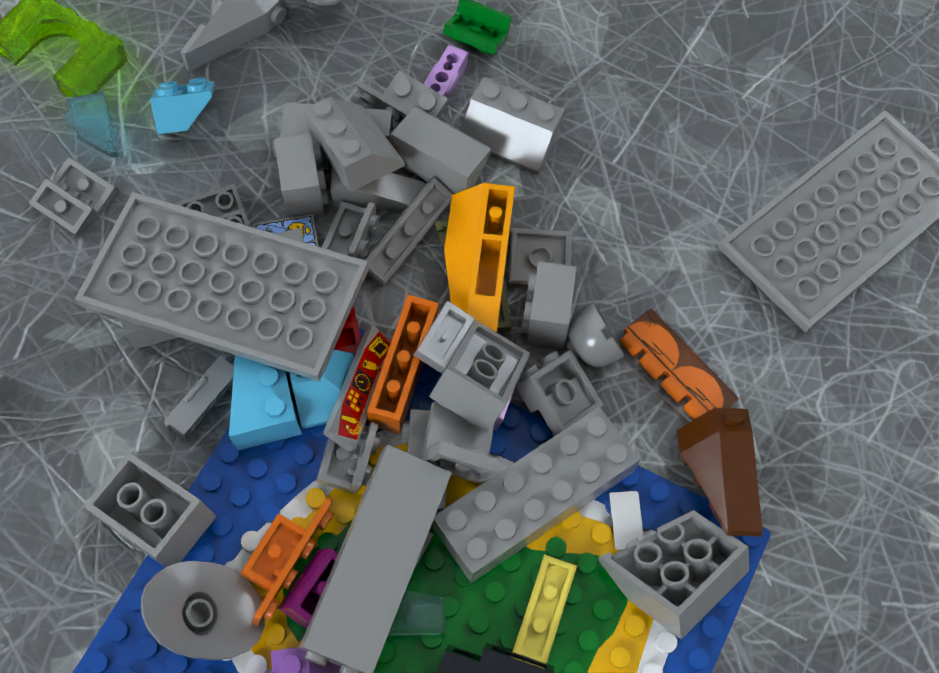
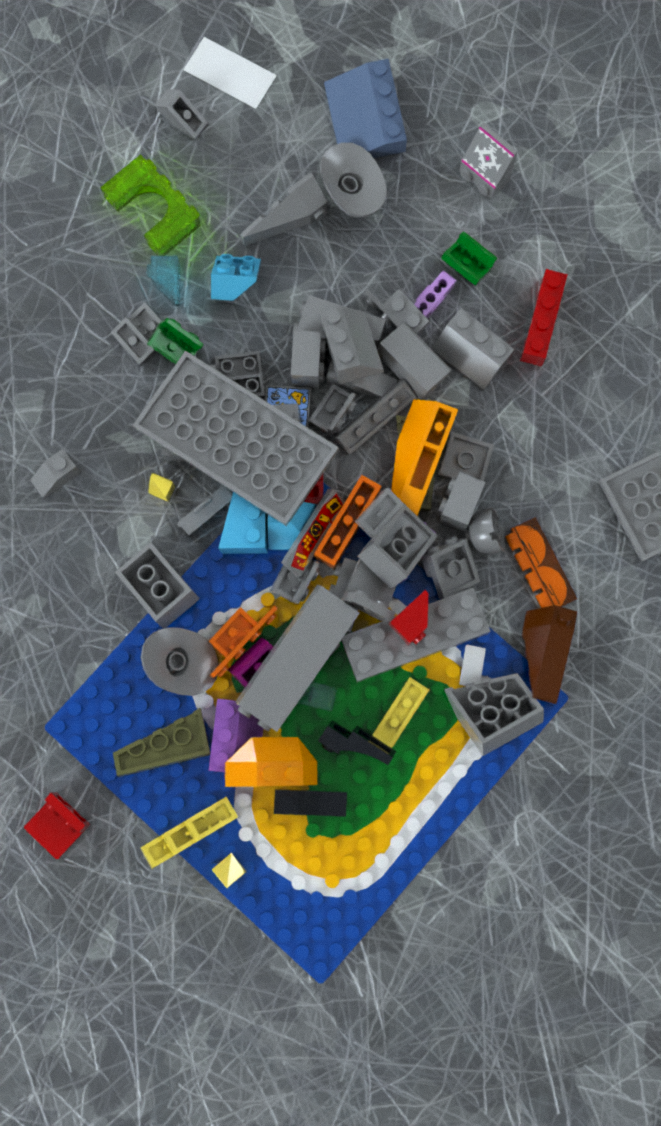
camera: 20 degrees right, 15 degrees up
(111, 189) = (173, 340): none -> green bracket
(132, 381) = (161, 487): none -> light yellow slope
(529, 465) = (412, 620): none -> red slope
(590, 73) = (544, 317): none -> red arch

